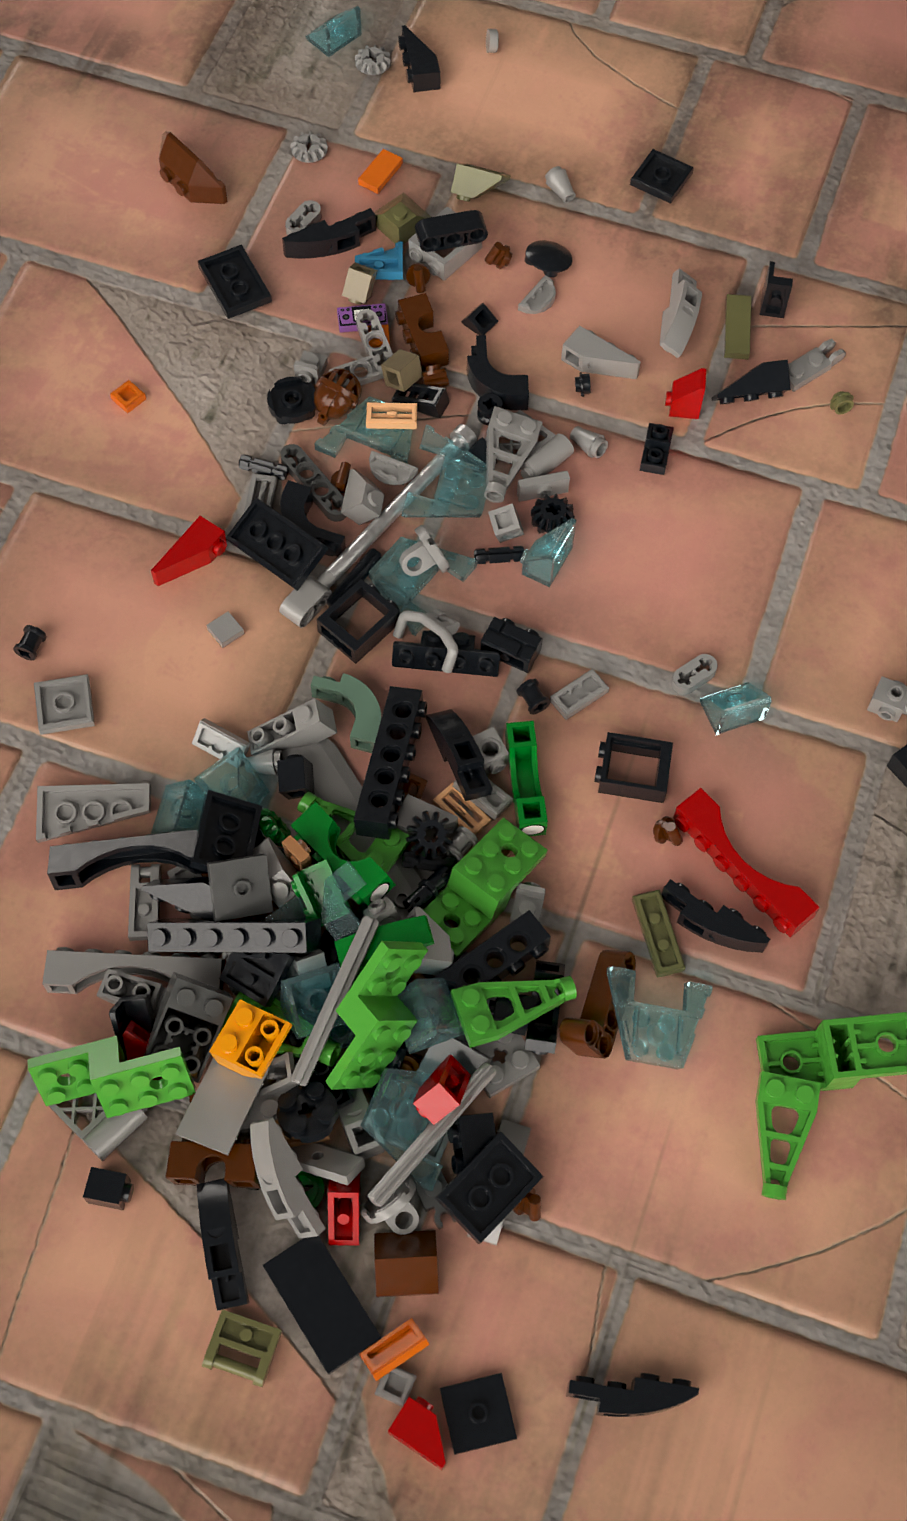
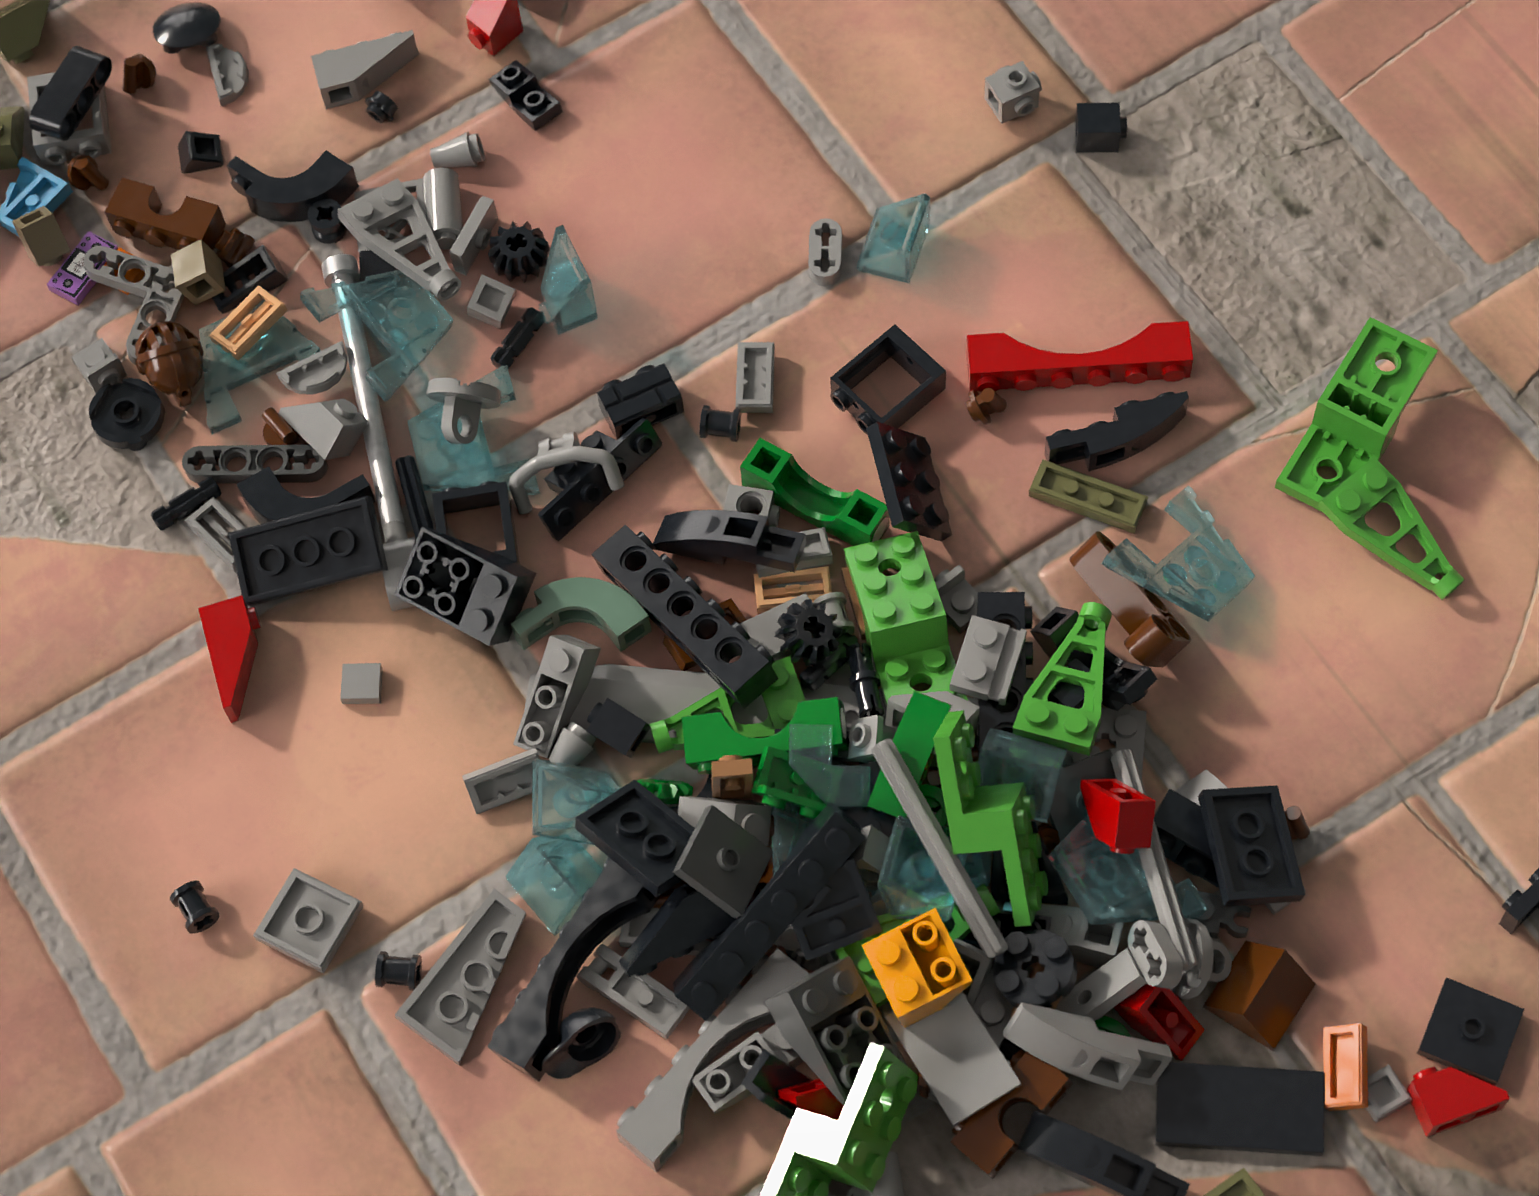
camera: 45 degrees left, 0 degrees up
(67, 769) = (398, 970): none -> black bush
(93, 895) = (585, 1039): none -> black piece
(317, 636) = (465, 586): none -> black slope
(368, 1177) = (1155, 954): none -> light grey beam
(487, 946) = (987, 660): none -> light grey plate
(577, 823) = (909, 481): none -> black plate

